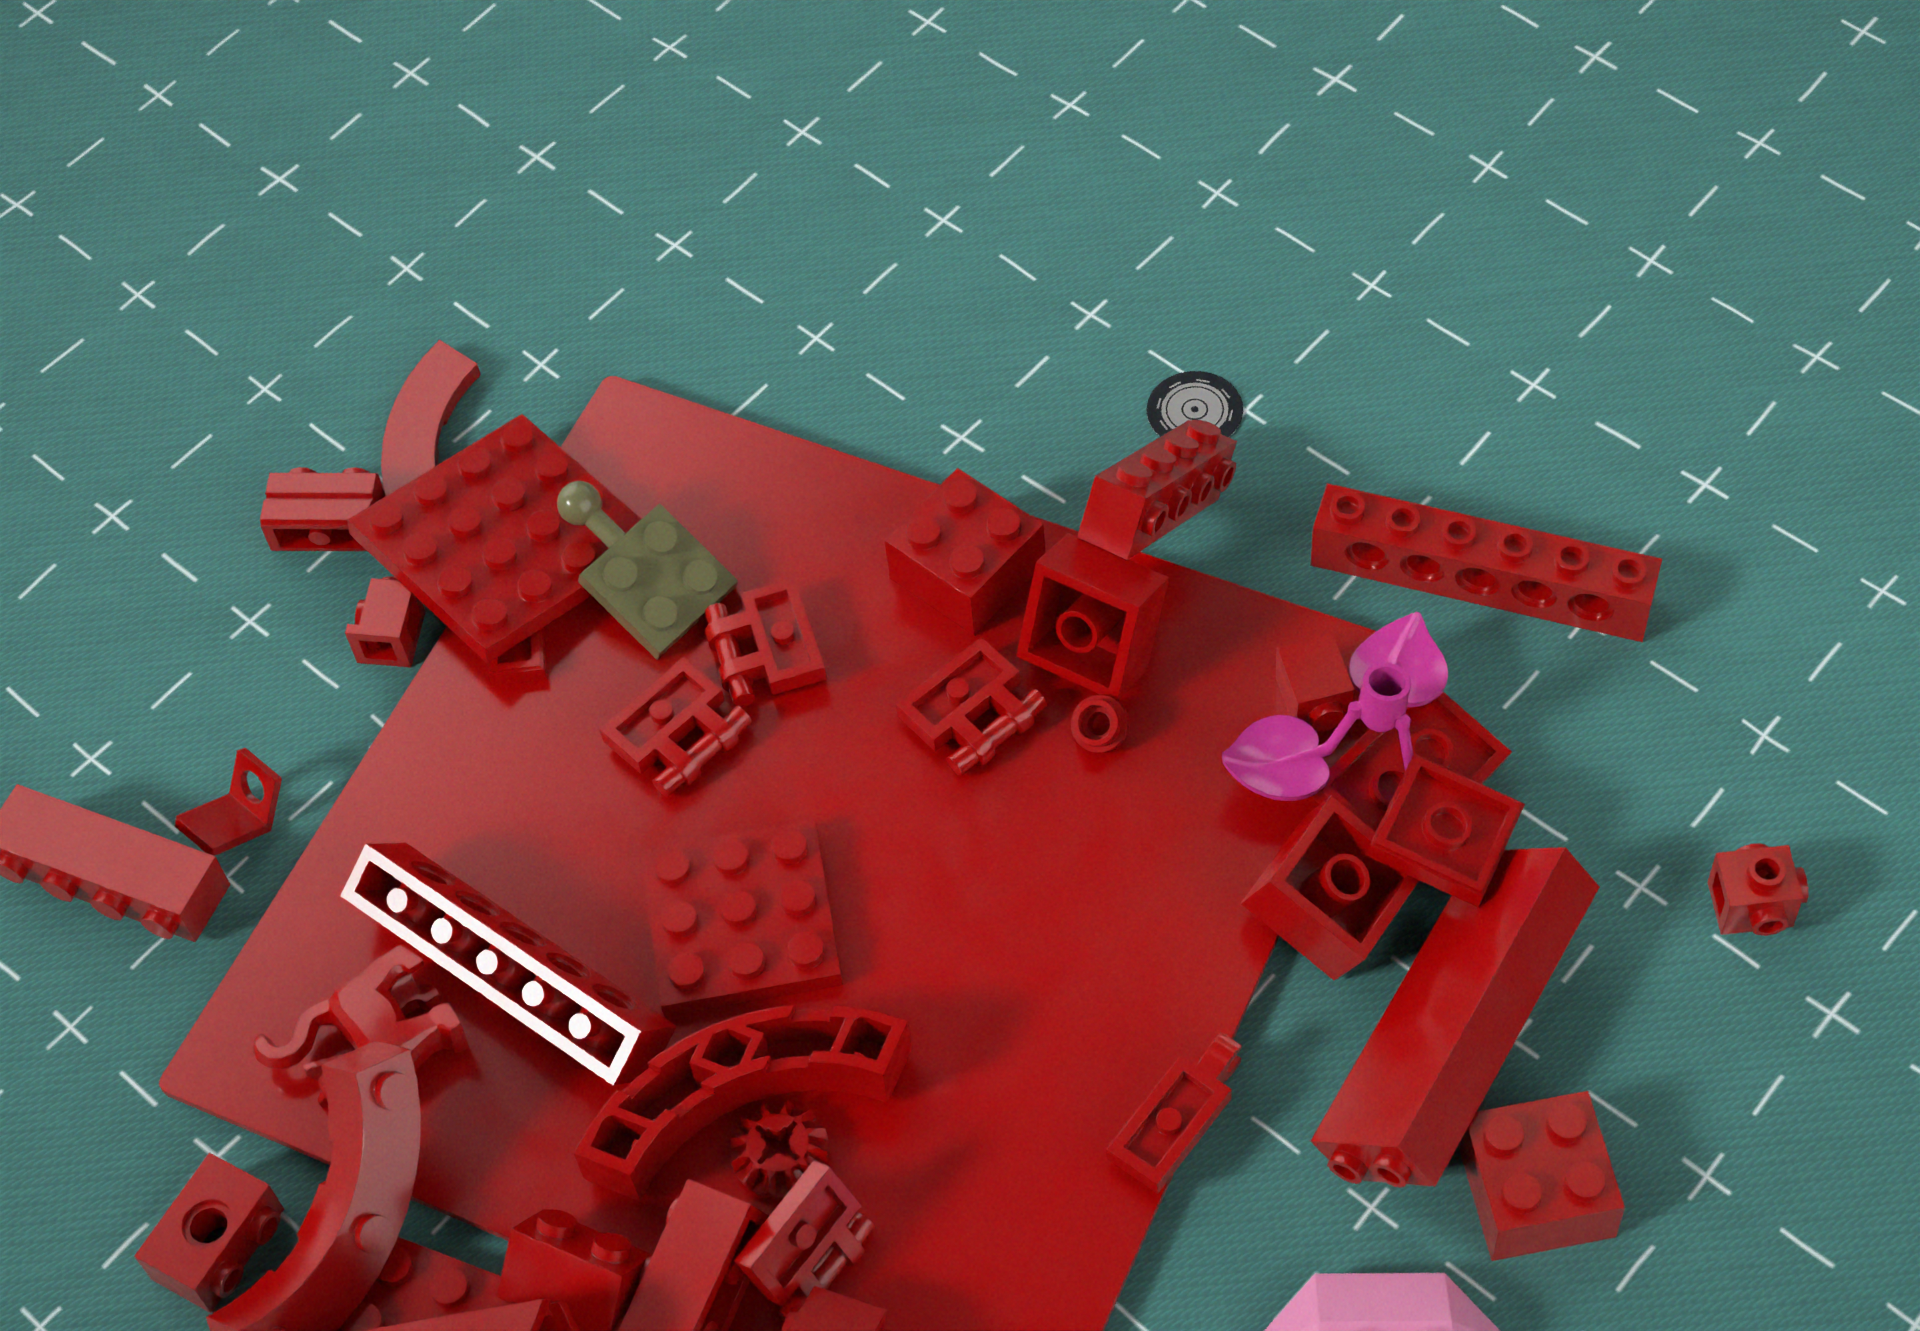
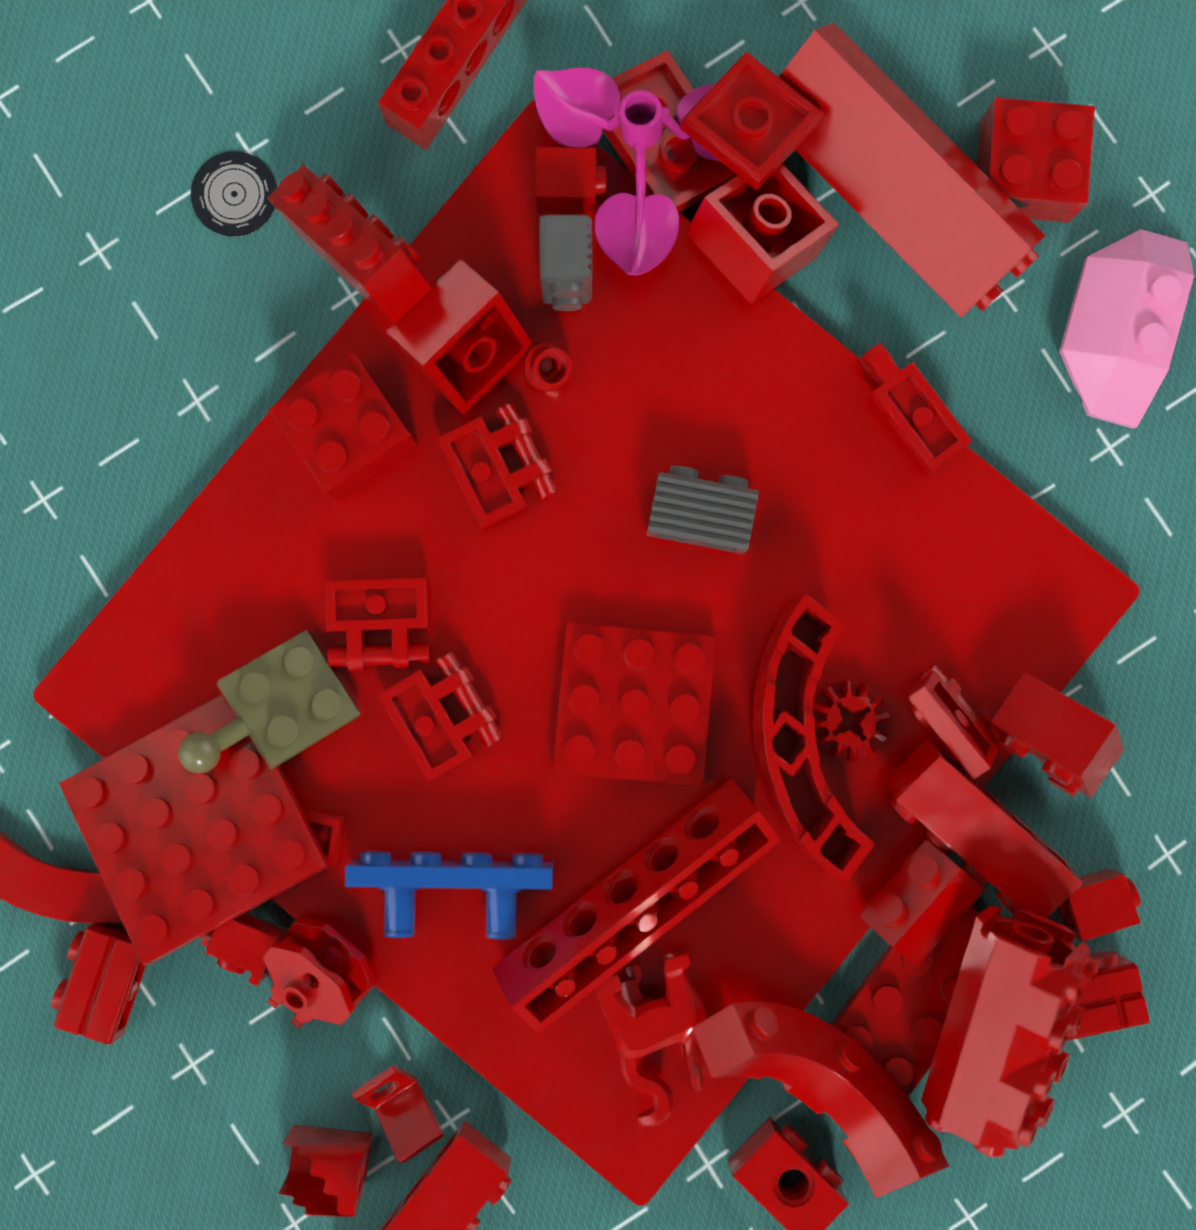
camera: 85 degrees left, 30 degrees up
(161, 758) = (327, 1169): none -> red piece
(368, 684) = (317, 973): none -> red hinge
(506, 826) = (426, 870): none -> blue plate
(980, 917) = (703, 510): none -> dark grey brick
(1212, 694) = (566, 261): none -> dark grey brick

